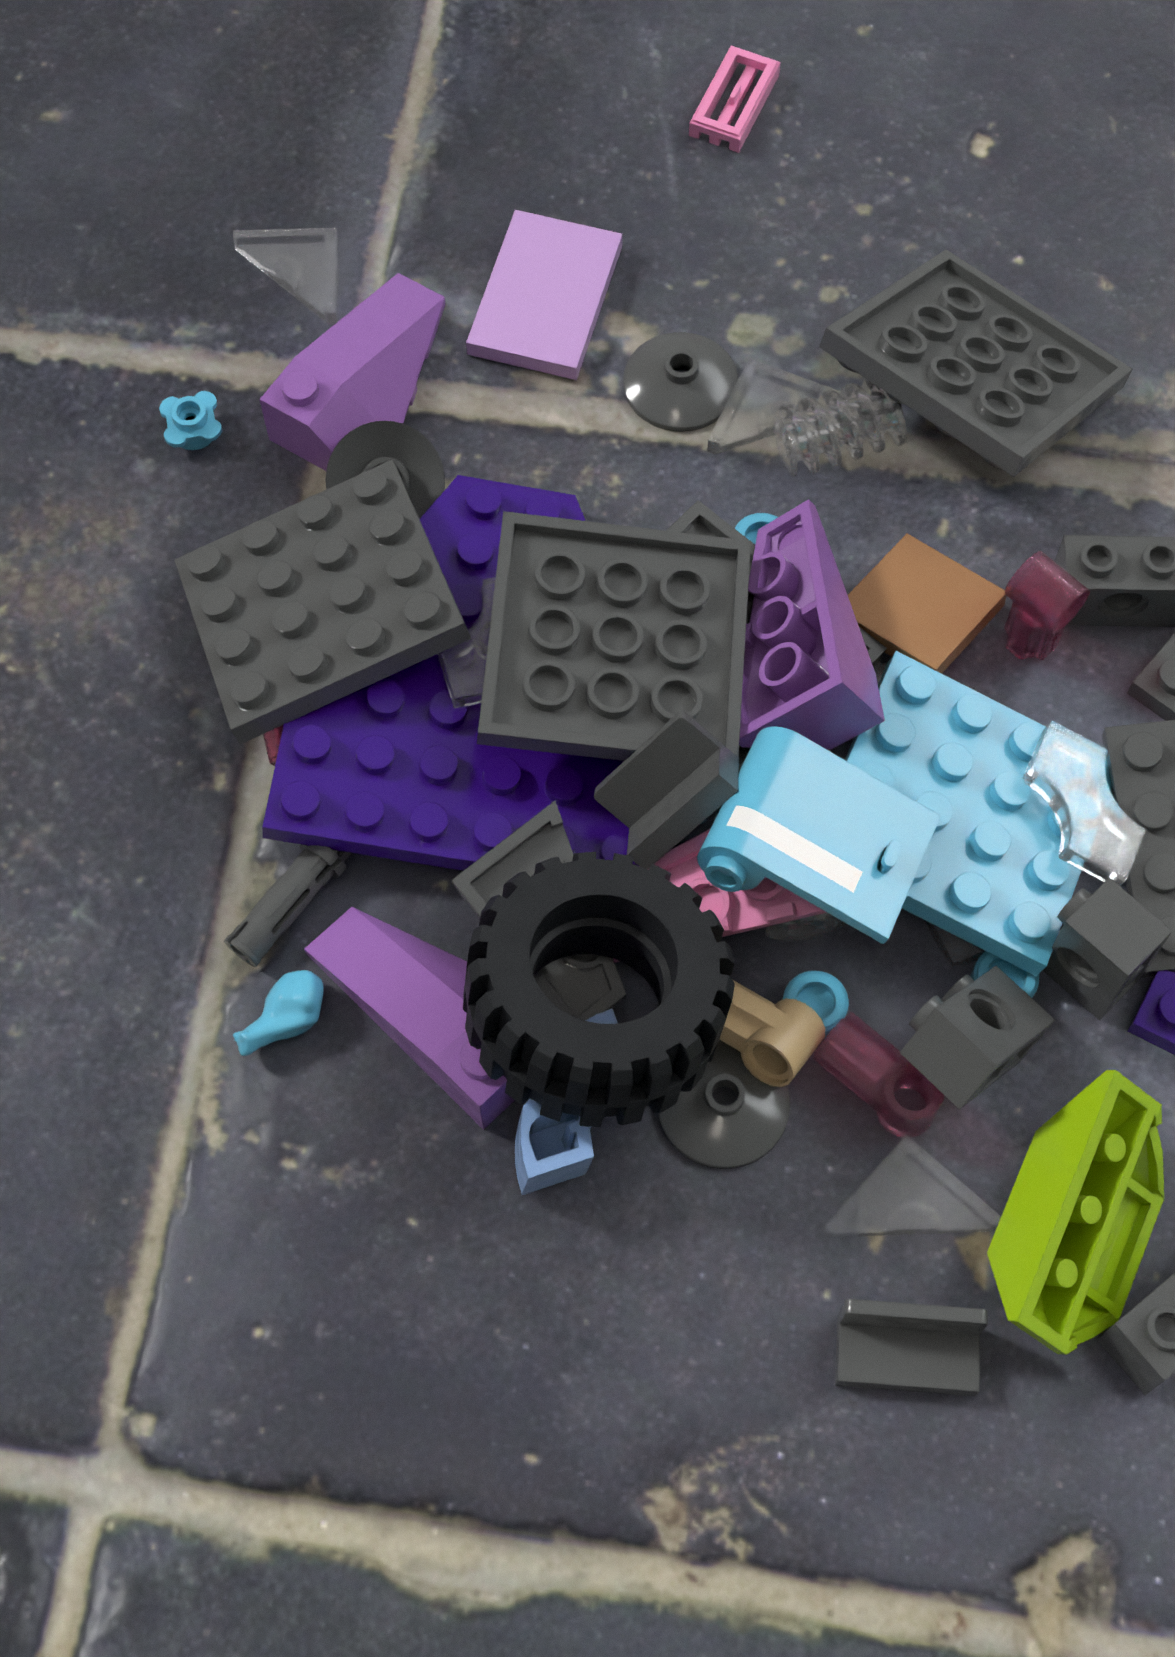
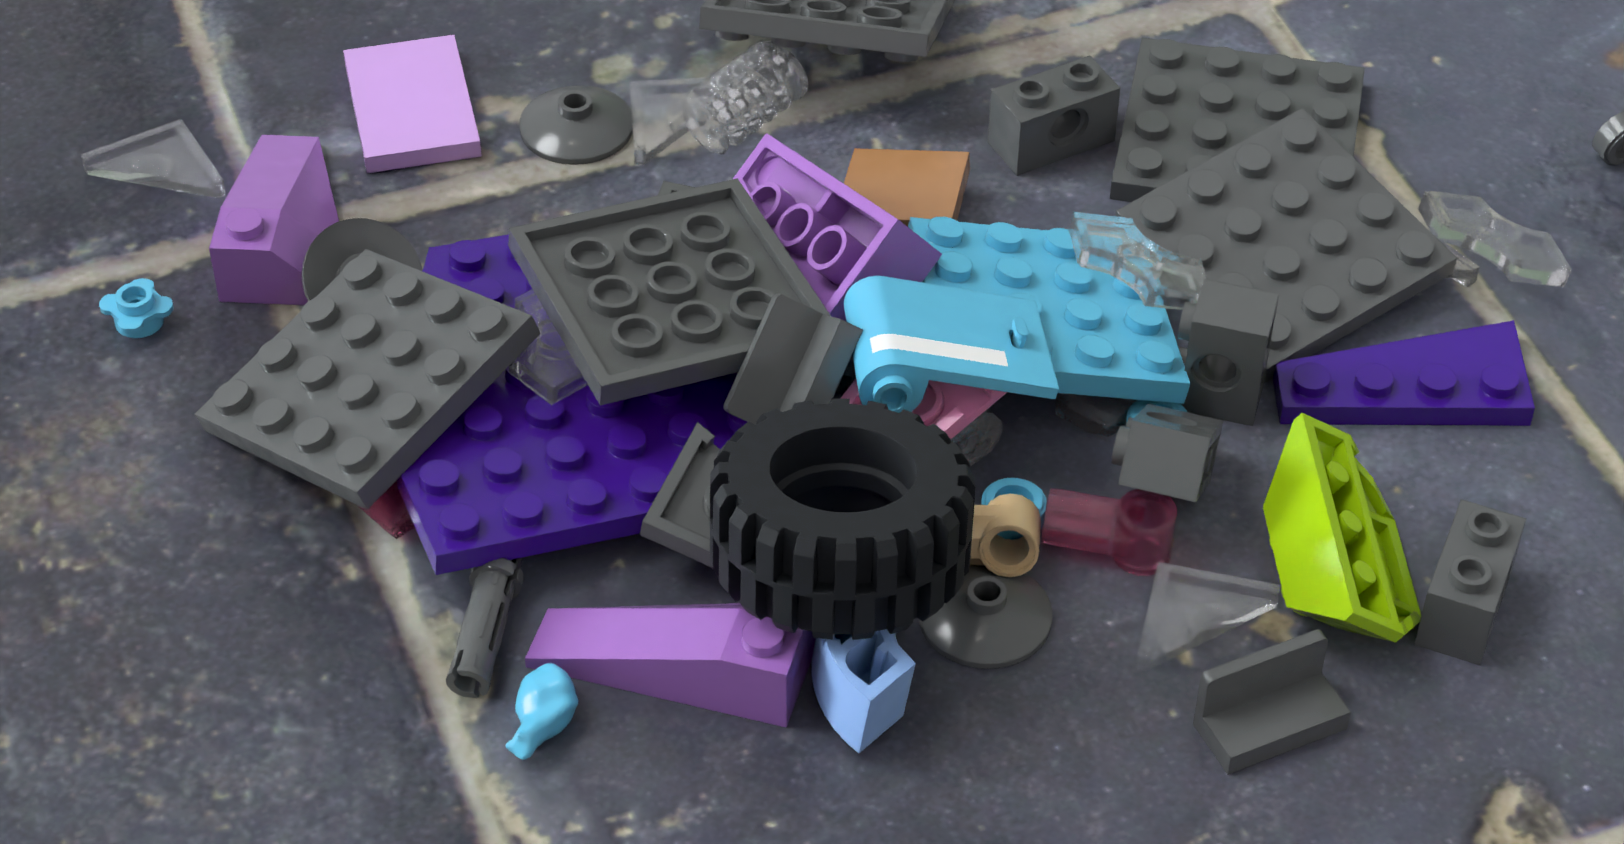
camera: 30 degrees left, 20 degrees down
(1043, 604) = (1007, 140): clear pink piece -> none

